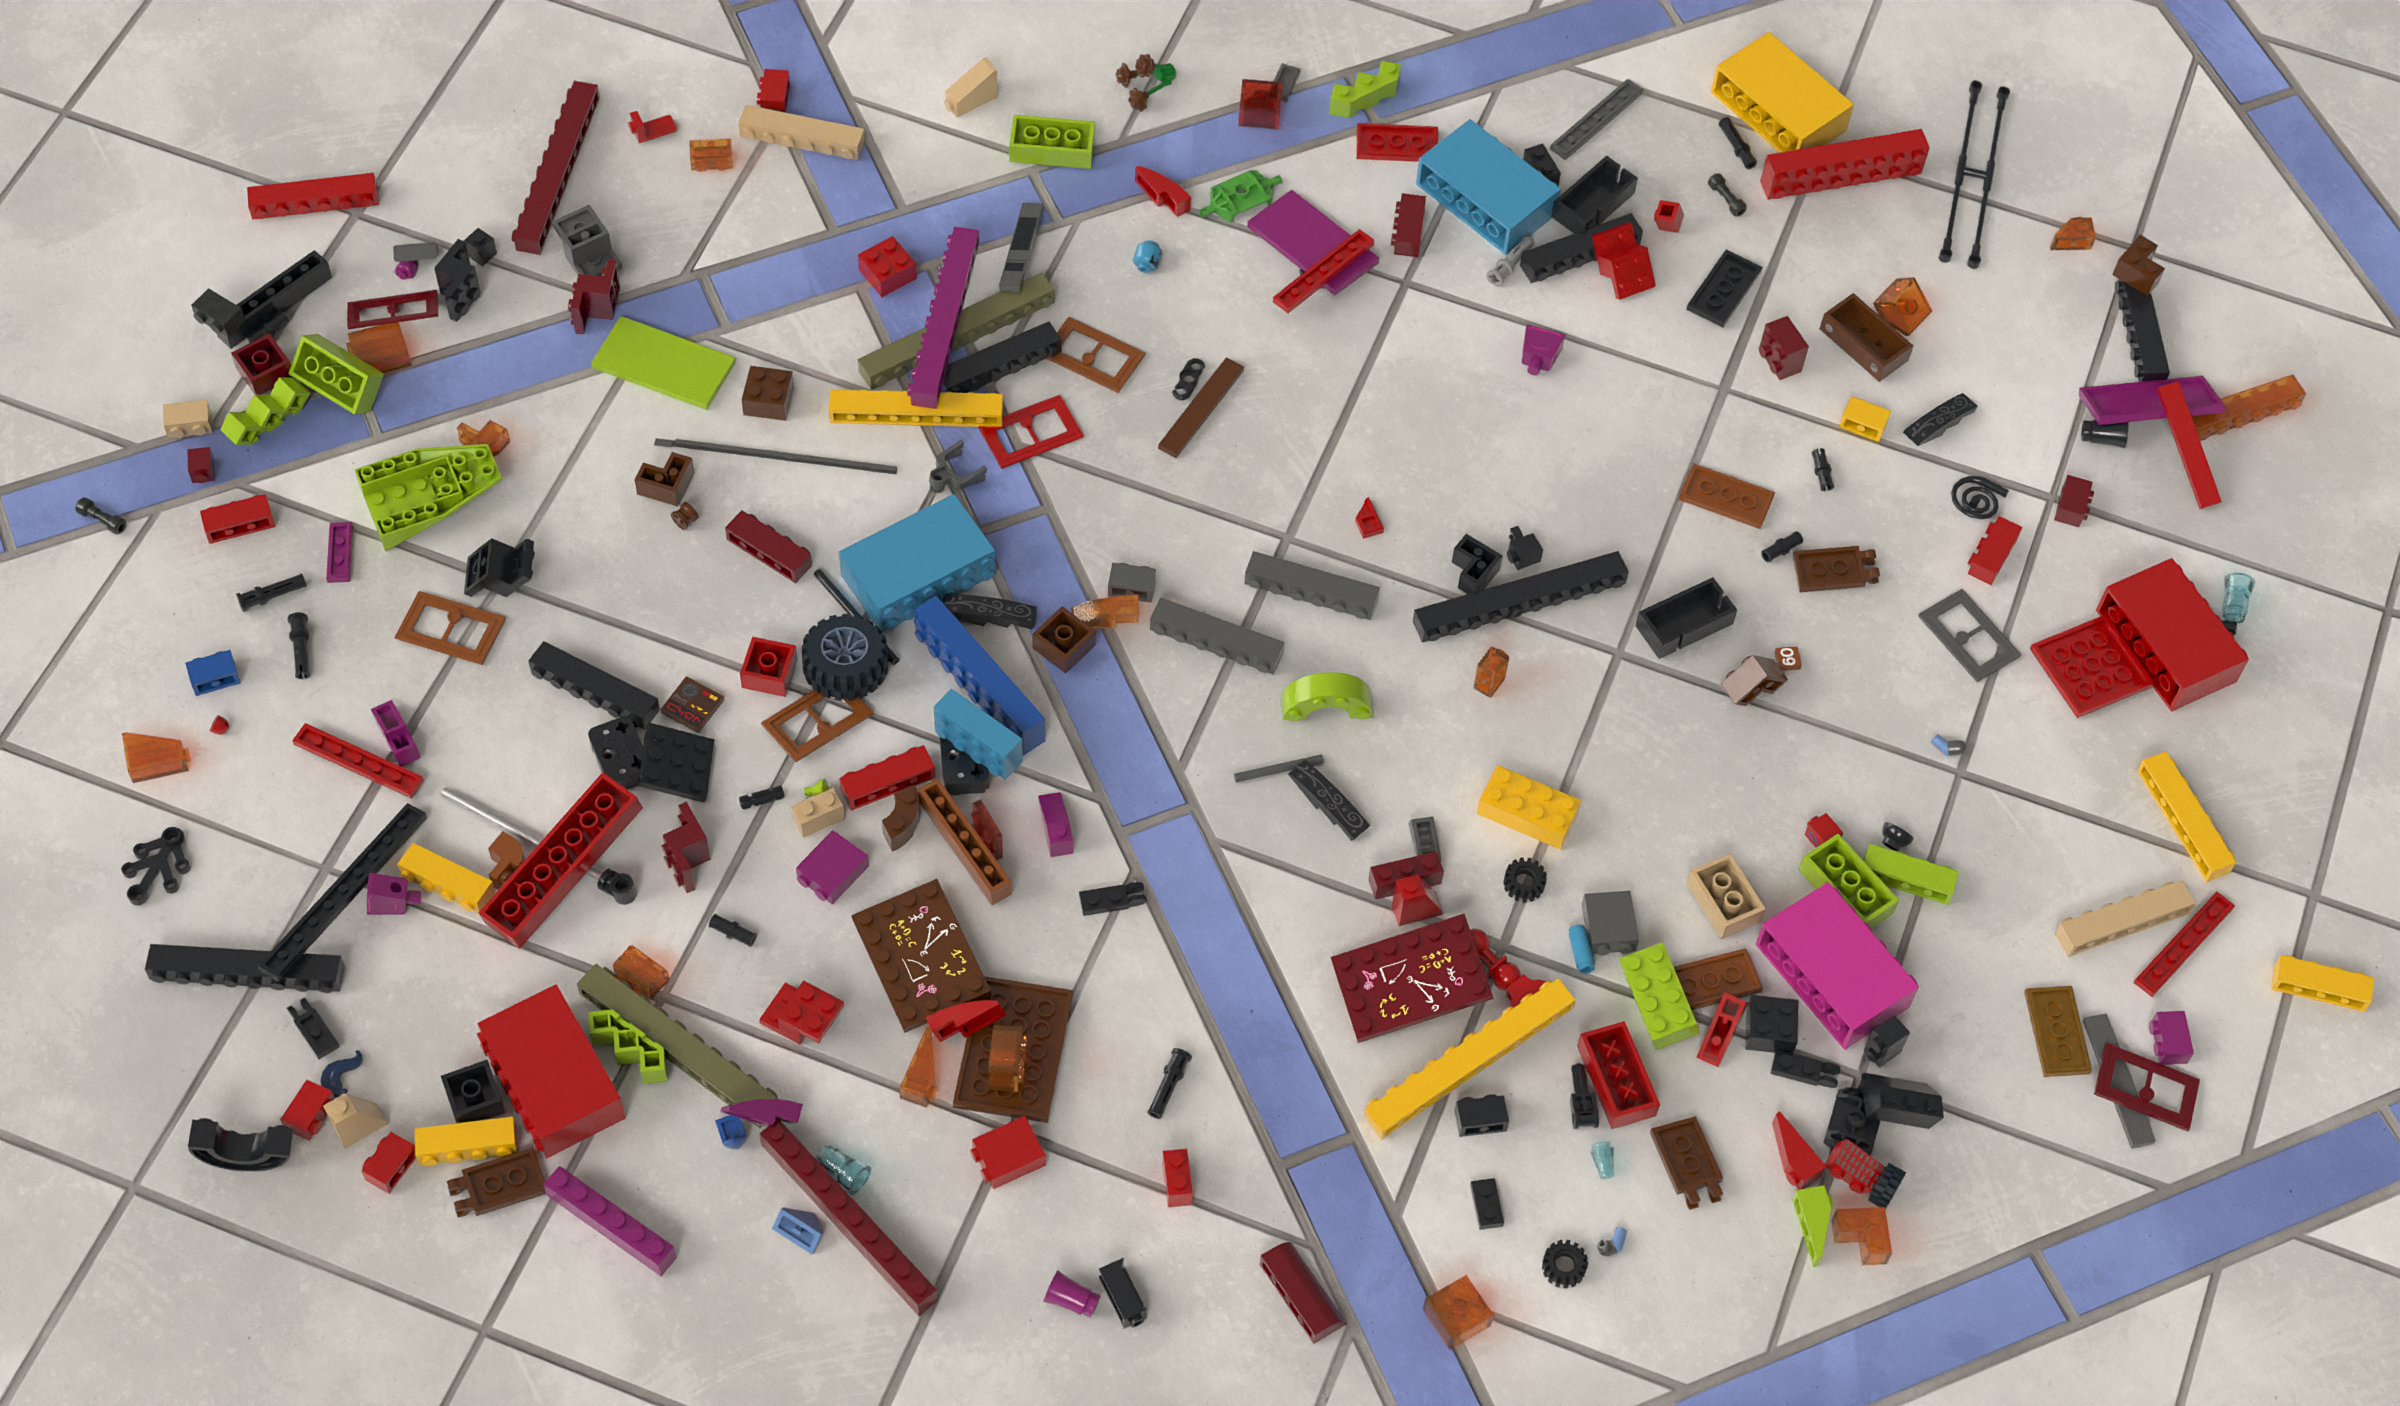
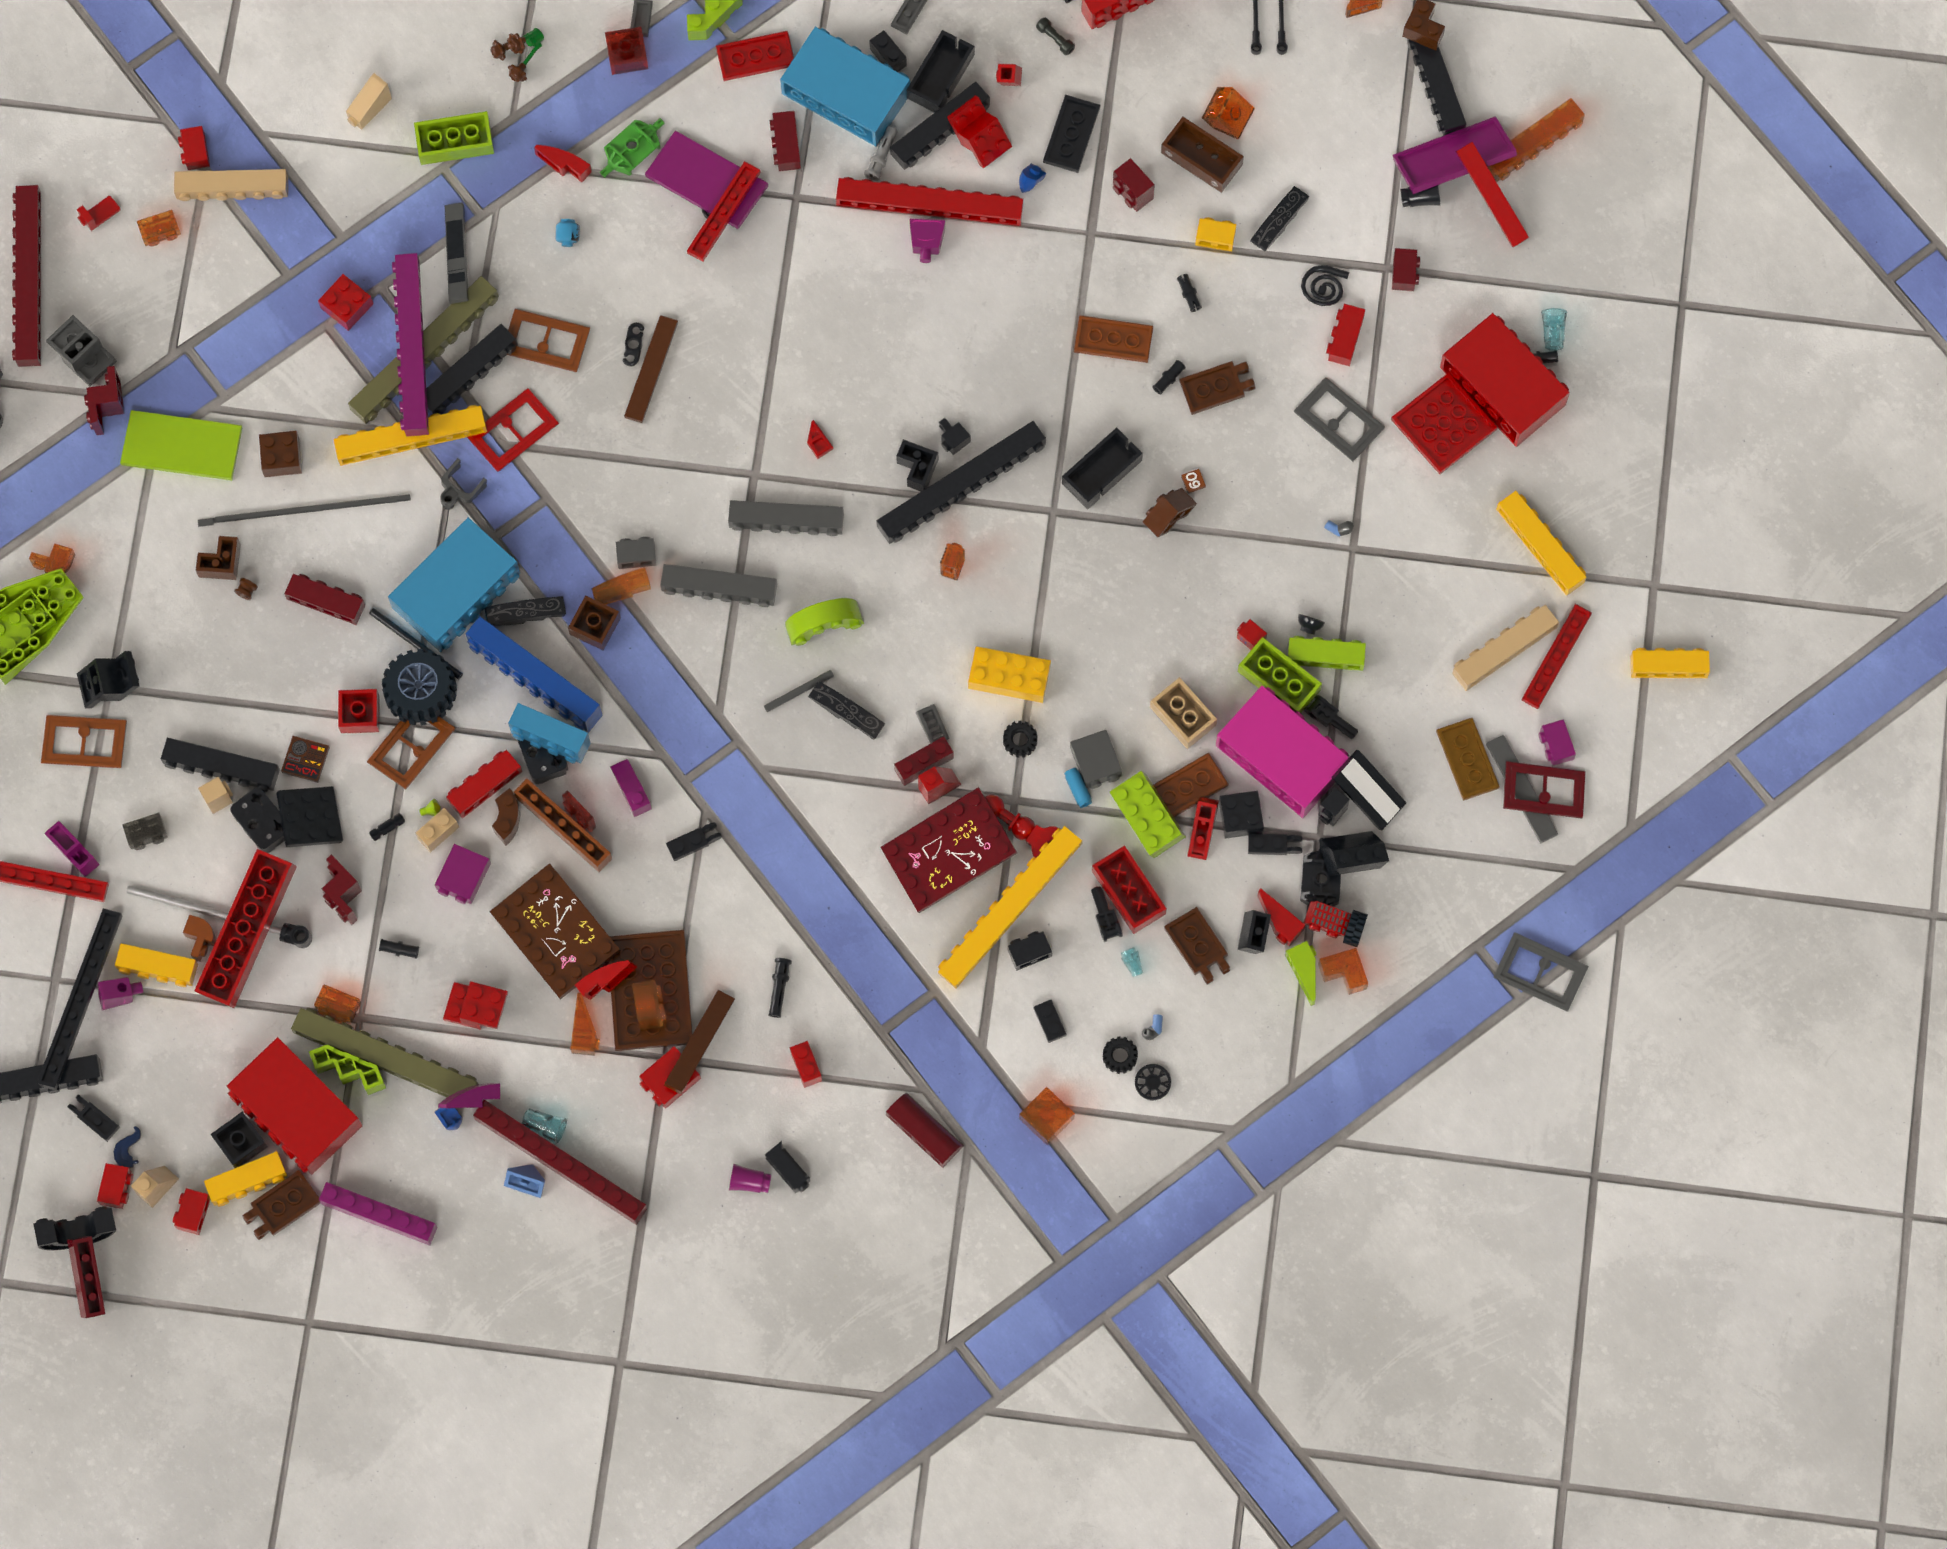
camera: 10 degrees left, 15 degrees up
(234, 1202) = (86, 1277): none -> dark red brick
(484, 734) = (145, 831): none -> clear smoke brick
(577, 712) = (216, 794): none -> tan brick
(1055, 1119) = (699, 1042): none -> reddish brown tile
(1543, 312) = (929, 201): none -> red brick
(1598, 1306) = (1152, 1082): none -> black wheel
(1668, 318) = (1030, 177): none -> blue plate
(1761, 1160) = (1254, 932): none -> black brick
(1898, 940) = (1327, 714): none -> black connector
(1933, 1032) = (1369, 790): none -> tile
(2157, 1304) = (1548, 955): none -> dark grey door

